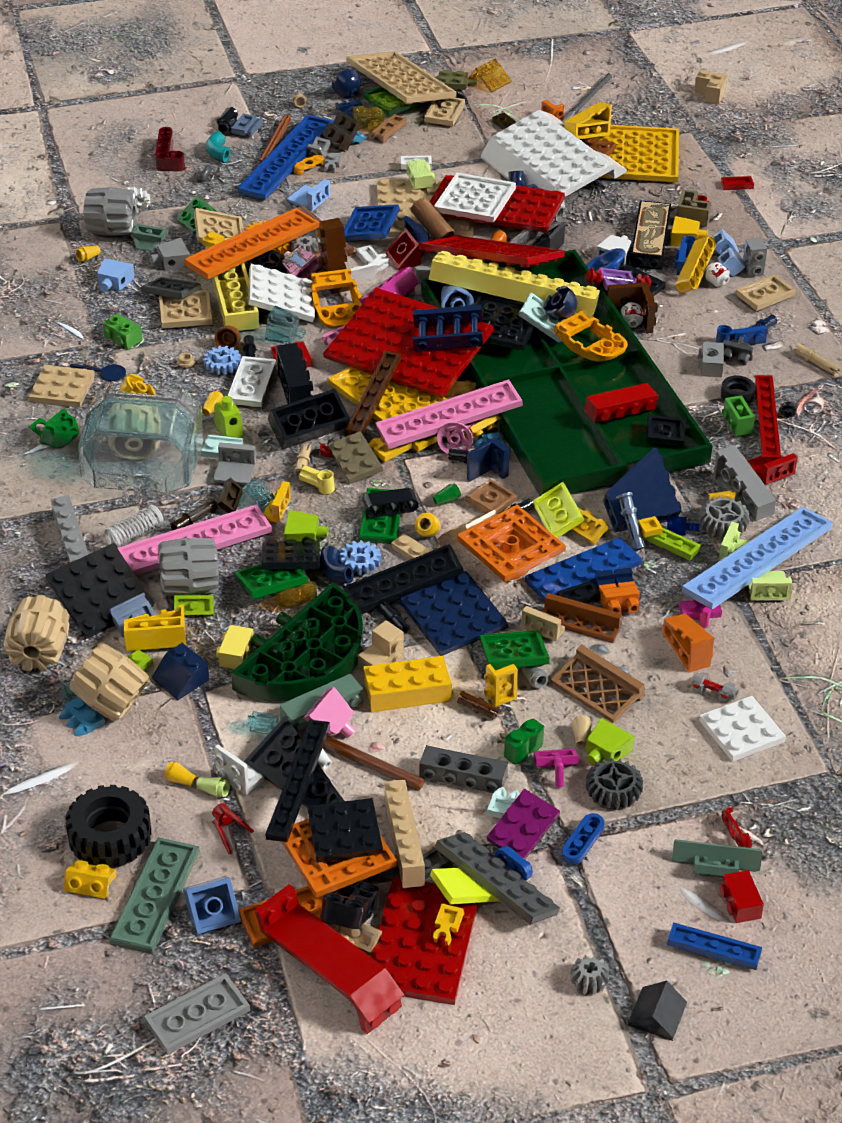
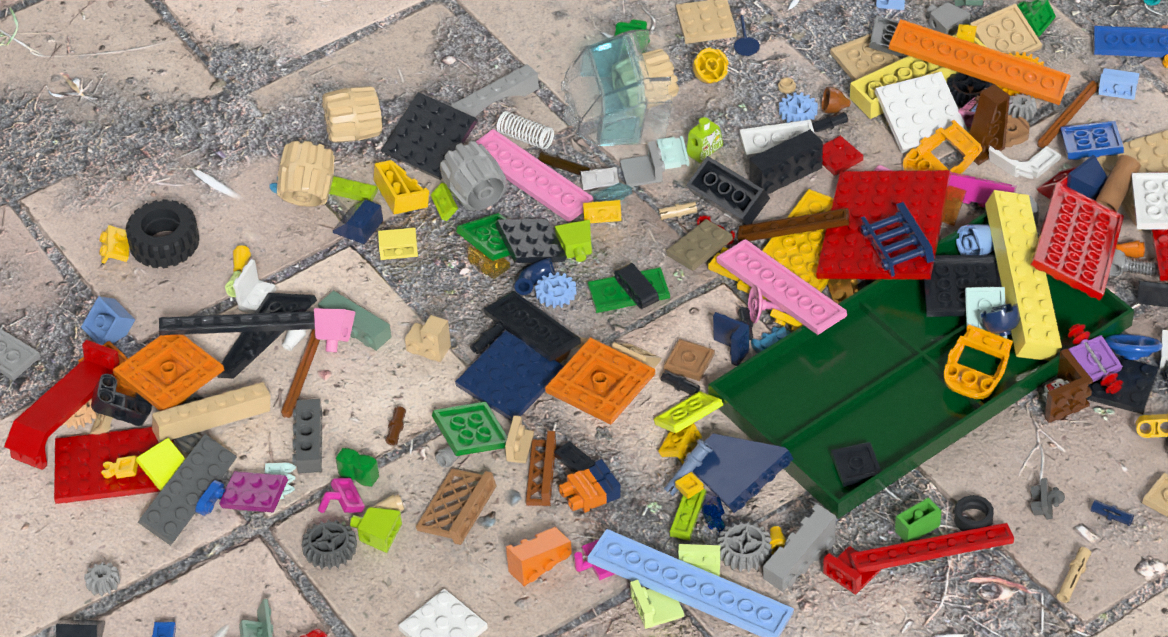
camera: 75 degrees right, 5 degrees up
(122, 331) = (803, 28): bright green brick -> none
(131, 608) = (415, 165): sand blue plate -> none
(154, 895) = (124, 287): sand green tile -> none
(212, 398) = (731, 123): yellow cone -> none
(224, 816) = (203, 300): red plant -> none
(261, 722) = (317, 287): clear light blue brick -> none
(283, 326) = (868, 136): clear light blue torso -> none
(306, 652) = (412, 289): dark green brick -> none
(322, 479) = (653, 229): light yellow piece -> none
(344, 830) = (182, 365): black plate -> none
(407, 683) = (399, 368): yellow brick -> none
(408, 547) = (590, 322): tan plate -> none
(421, 525) = (618, 321): yellow head -> none
(447, 494) = (678, 326): green cone -> none
(501, 684) = (415, 429): yellow bracket -> none
(576, 850) = (268, 540): blue plate -> none
(582, 567) = (623, 458): blue plate -> none
(621, 403) = (876, 415): red brick -> none
(711, 359) = (1015, 479): light grey brick -> none
(725, 692) = (484, 602): light grey piece -> none
(751, 335) = (1074, 497): blue plate -> none
(788, 409) = (963, 566): black plate -> none

